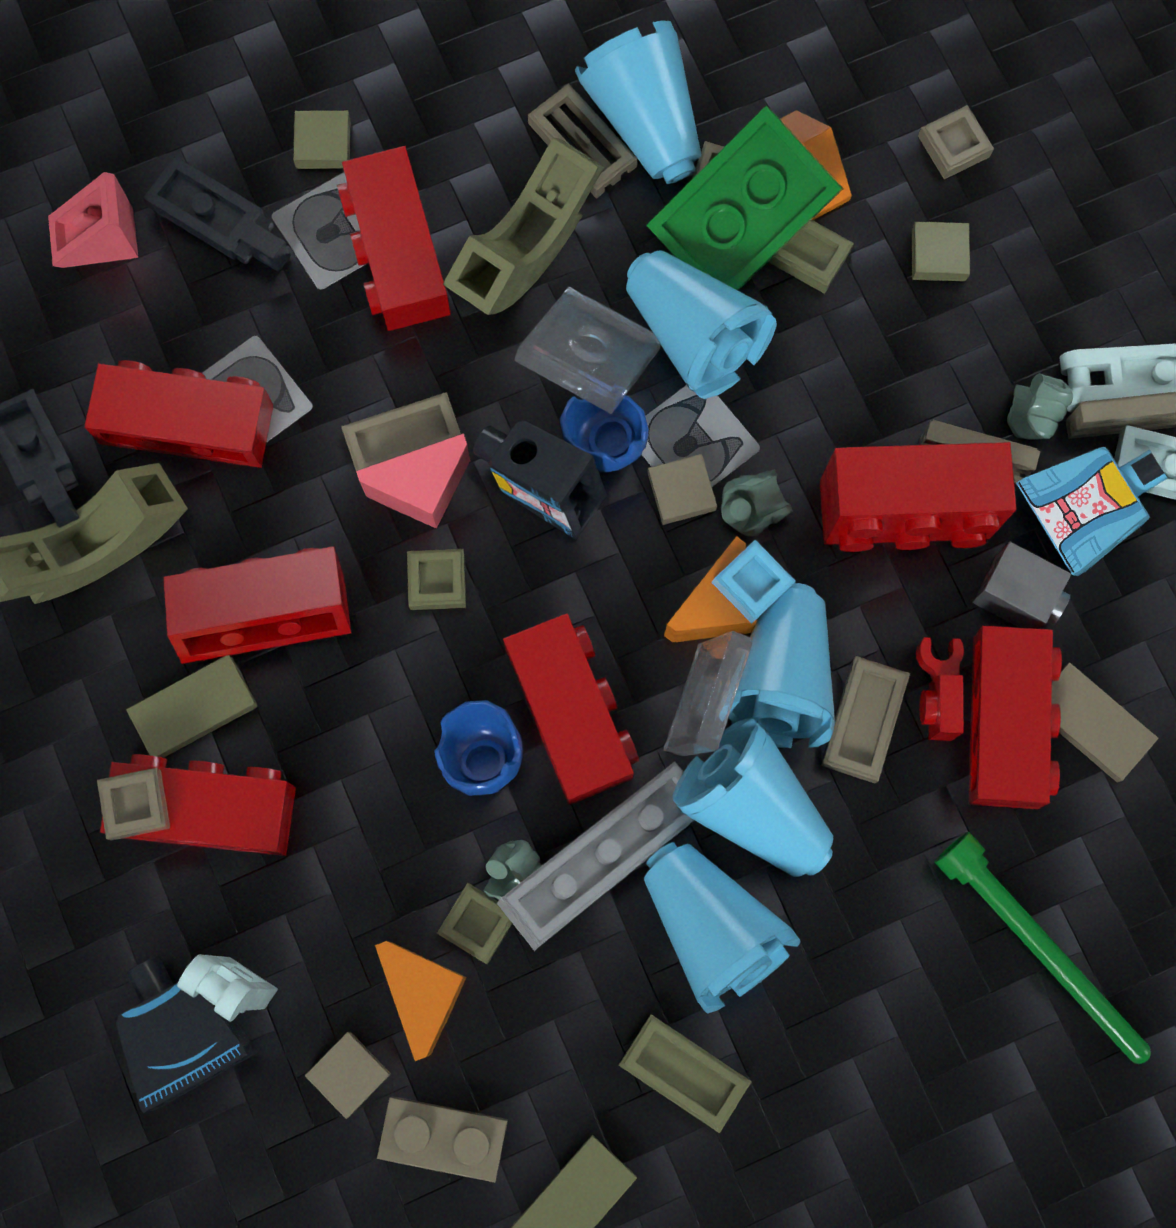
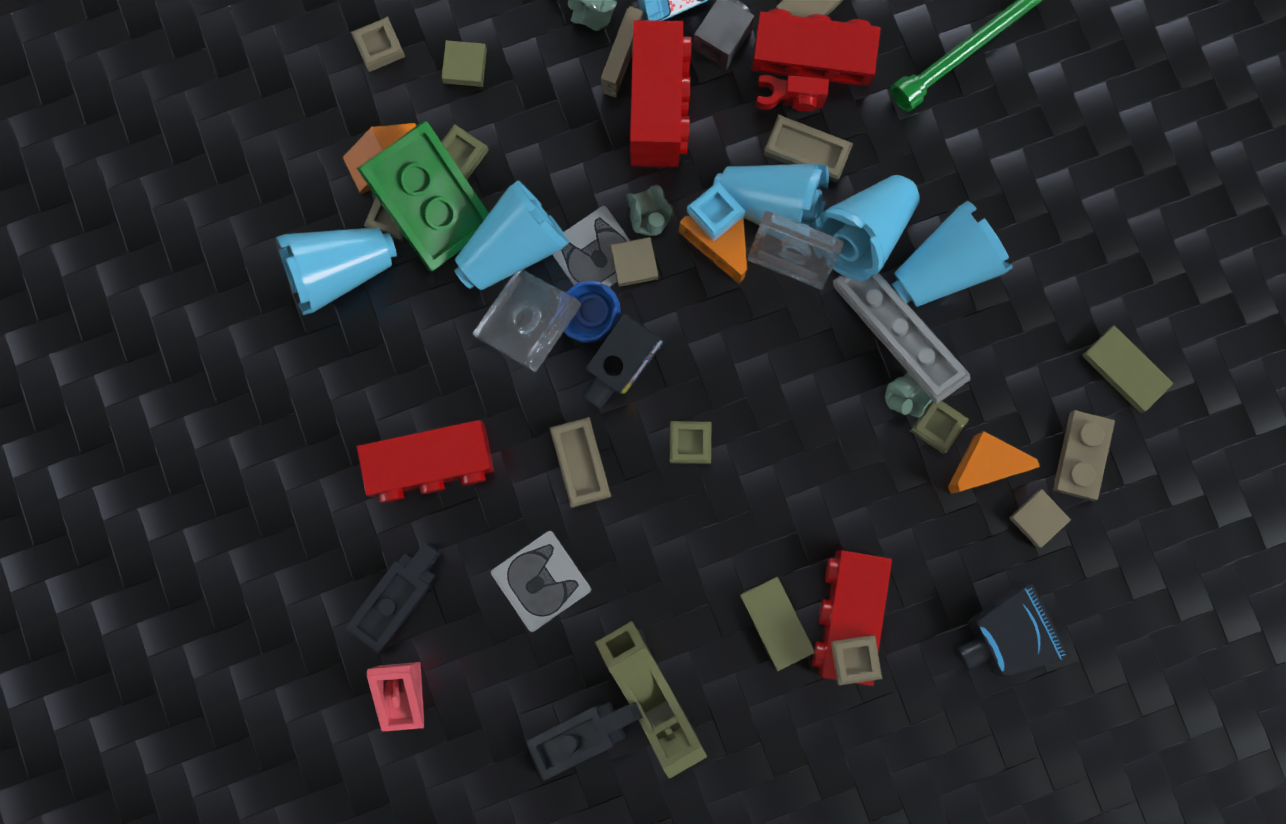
camera: 85 degrees left, 5 degrees up
(180, 413) = (553, 627): red brick -> none
(226, 985) = (990, 590): light aqua plate -> none
(256, 604) = (706, 571): red brick -> none
(320, 233) = (410, 520): sticker -> none
(321, 139) = (336, 515): olive tile -> none
(419, 481) = (620, 447): coral slope -> none
(479, 748) = (821, 415): blue hair -> none
(513, 255) = (432, 358): olive arch -> none
(571, 708) = (794, 349): red brick -> none
(611, 173) = (363, 329): dark tan tile -> none
(685, 1073) = (1044, 290): olive tile -> none

